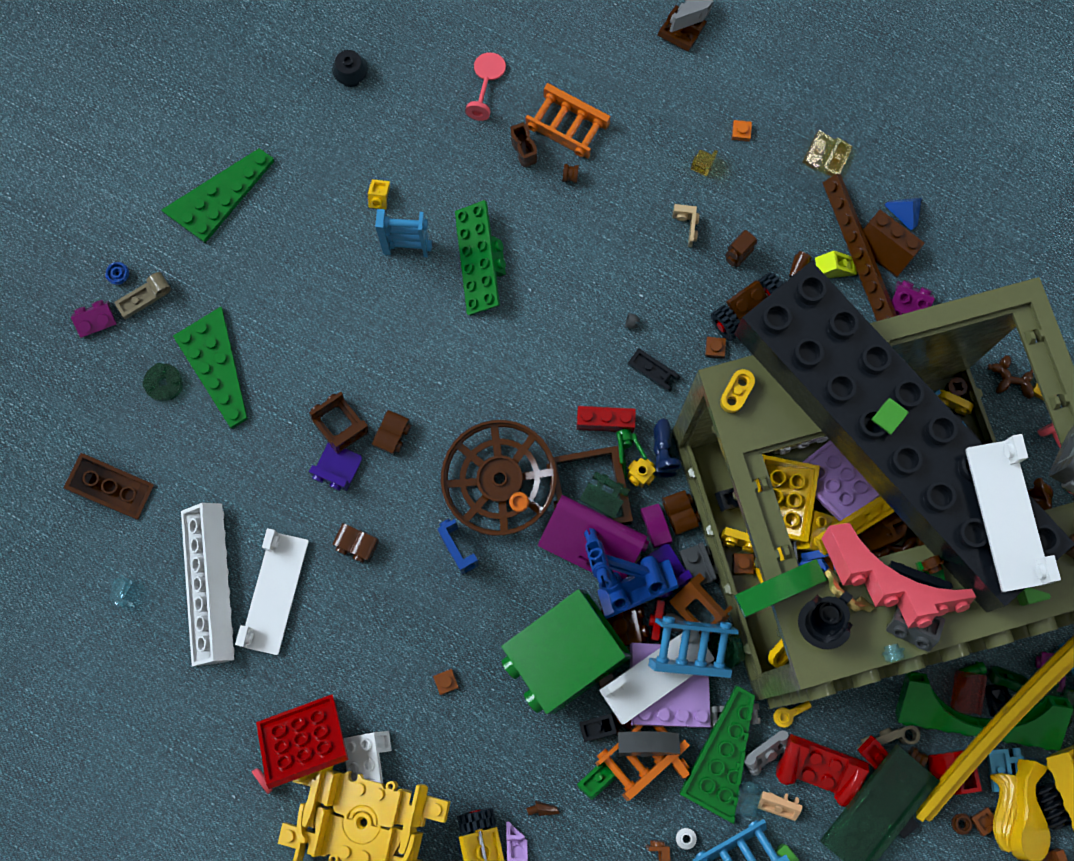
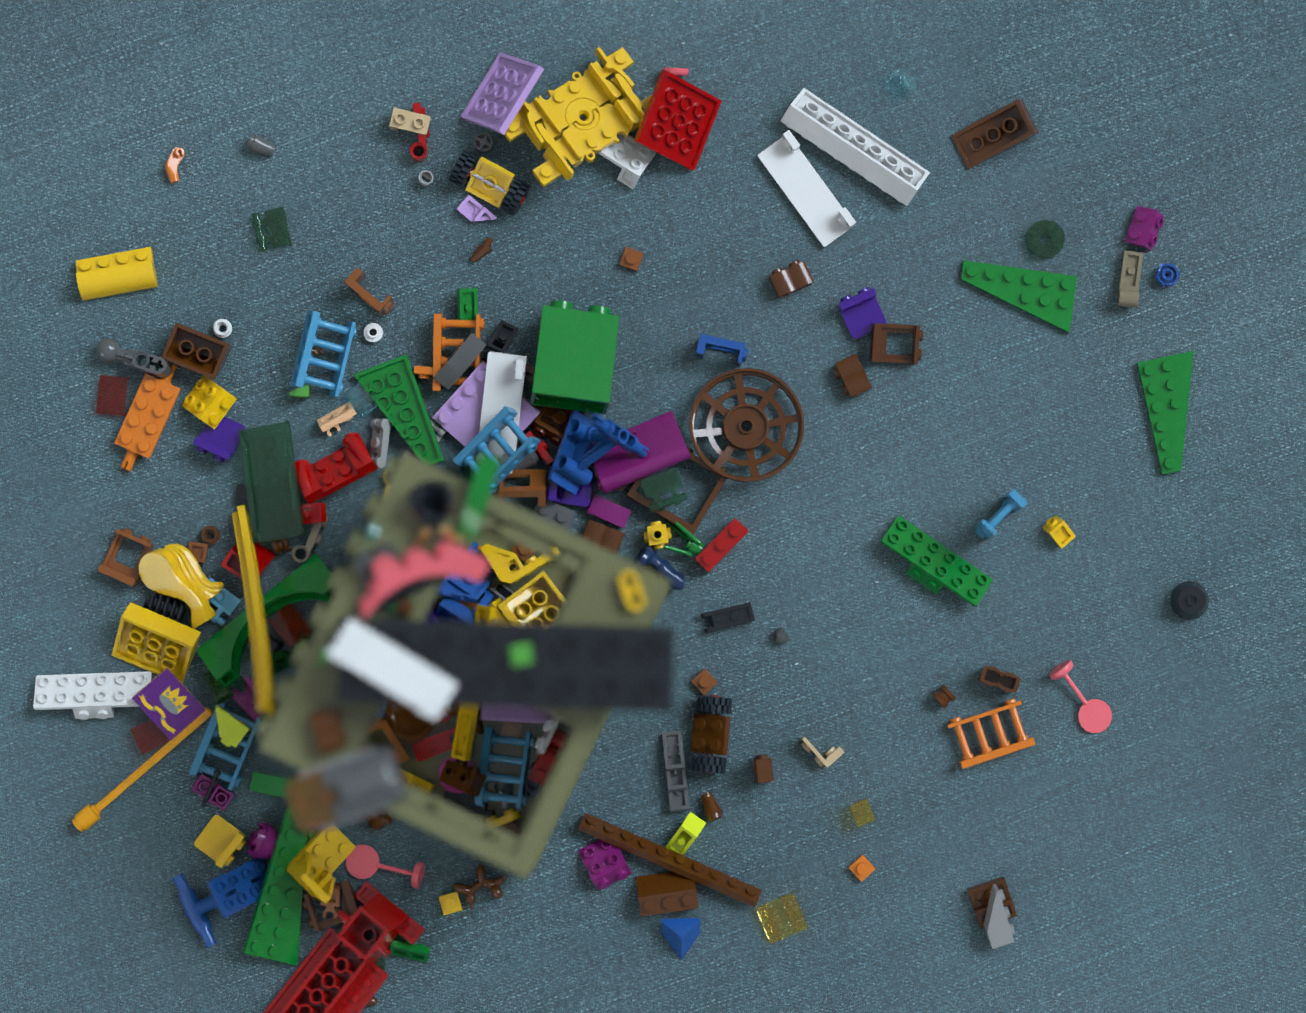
camera: 130 degrees right, 10 degrees up
(519, 502) = (713, 422): orange tile -> none

